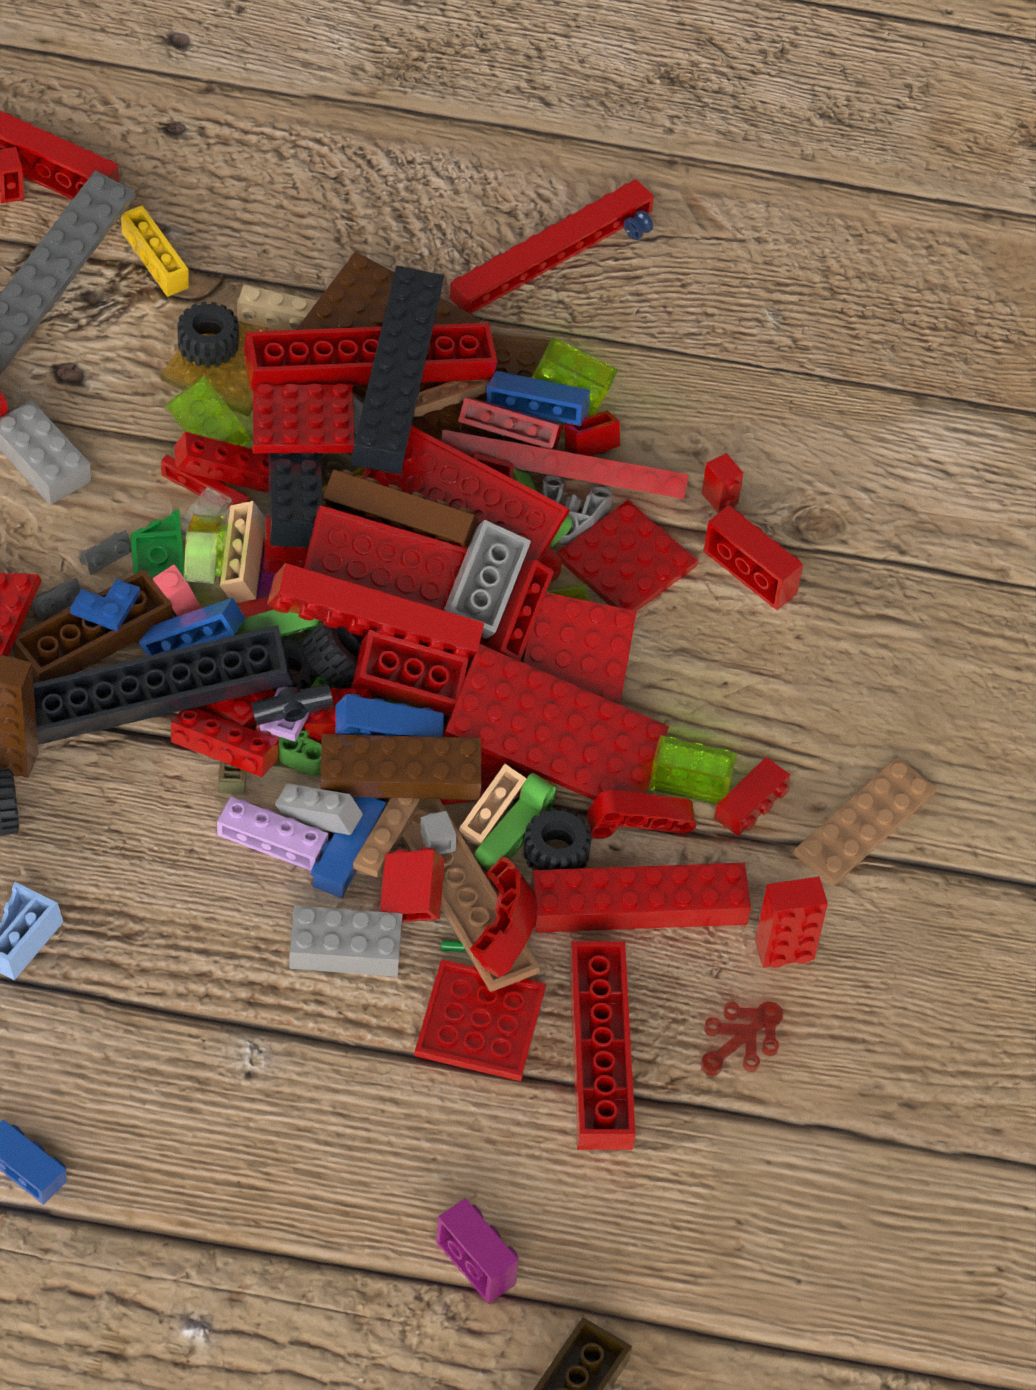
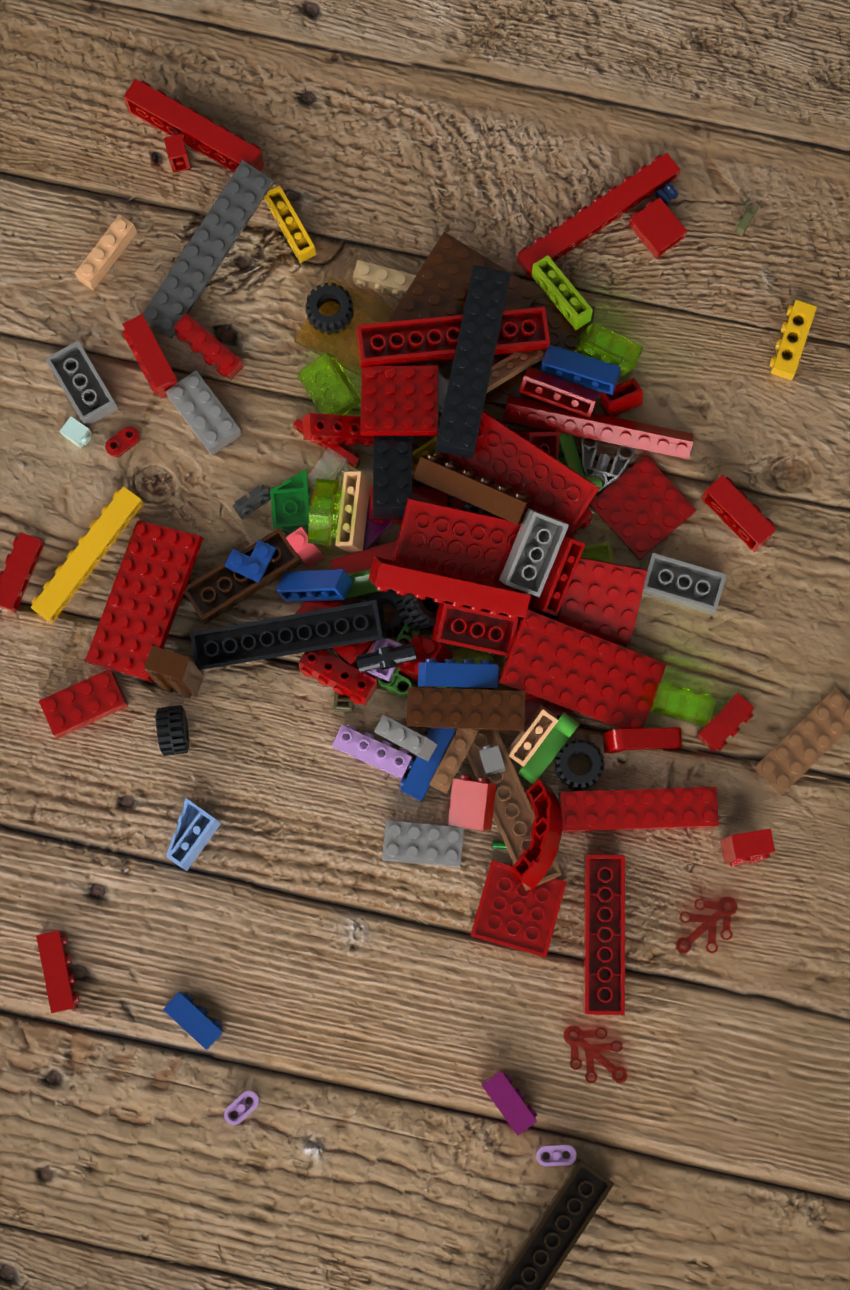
camera: 10 degrees right, 25 degrees up
(47, 381) = (208, 346): none -> red brick
(55, 599) = (222, 539): dark grey hinge -> none
(90, 1273) = (241, 1107): none -> lavender plate
(509, 318) = (562, 292): none -> lime brick
(546, 1324) = (556, 1157): none -> lavender plate
(594, 1195) = (592, 1052): none -> clear red plant
(629, 259) = (657, 227): none -> red brick
(685, 636) = (683, 583): none -> light grey brick
(722, 482) = (719, 445): red brick -> none
(739, 253) = (743, 222): none -> olive plate
(810, 376) = (804, 313): none -> yellow brick

